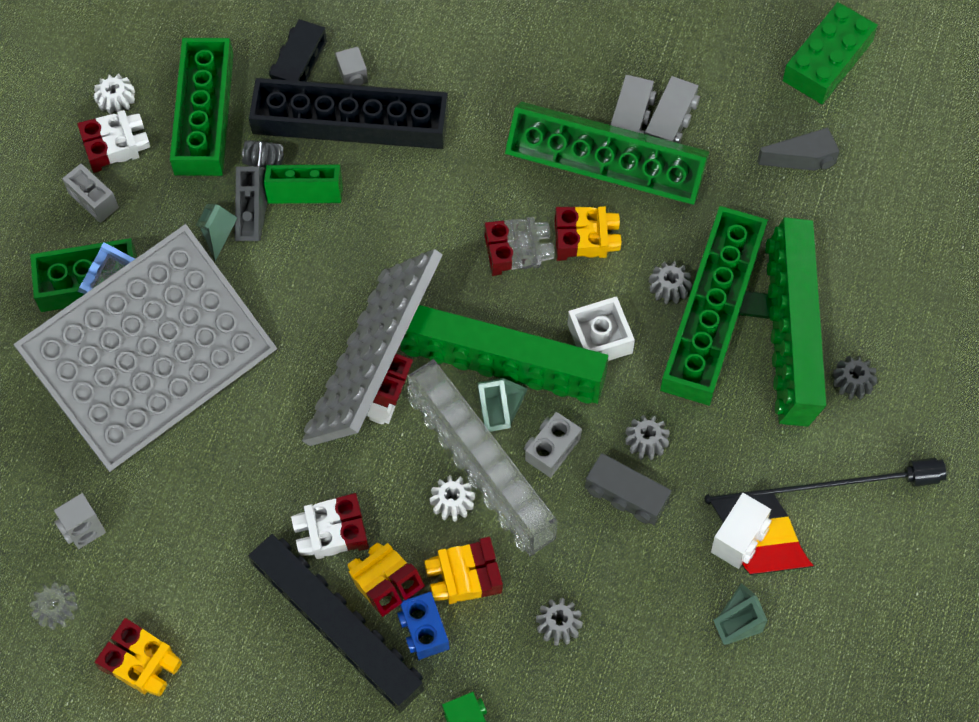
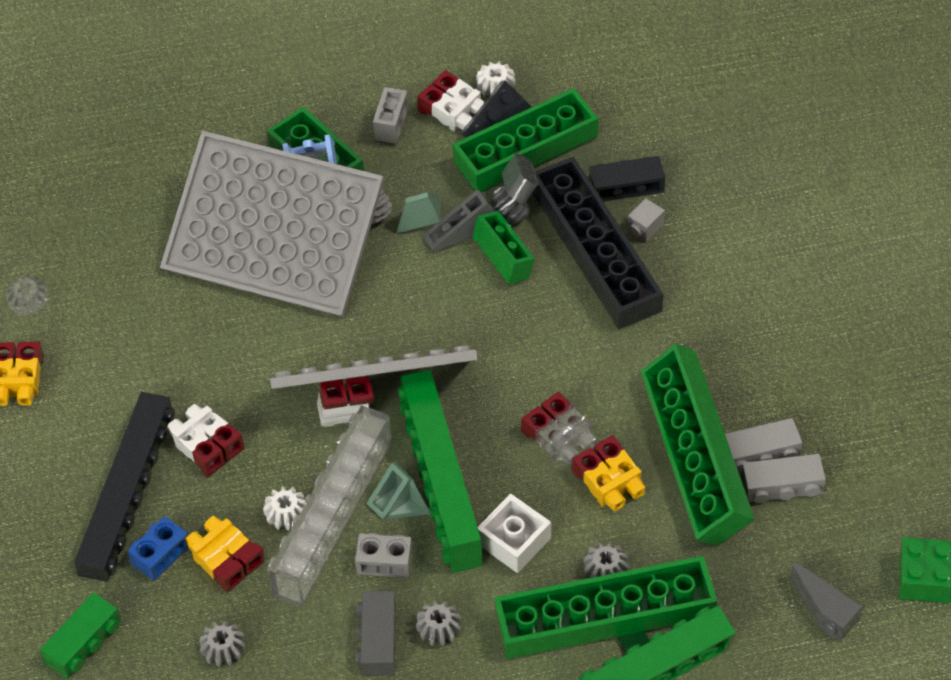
camera: 60 degrees right, 10 degrees down
(78, 522) = (101, 268): light grey brick -> none
(156, 112) = (499, 106): none -> black wing
(252, 128) = (519, 178): none -> dark grey beam
(383, 576) = (178, 492): hips -> none

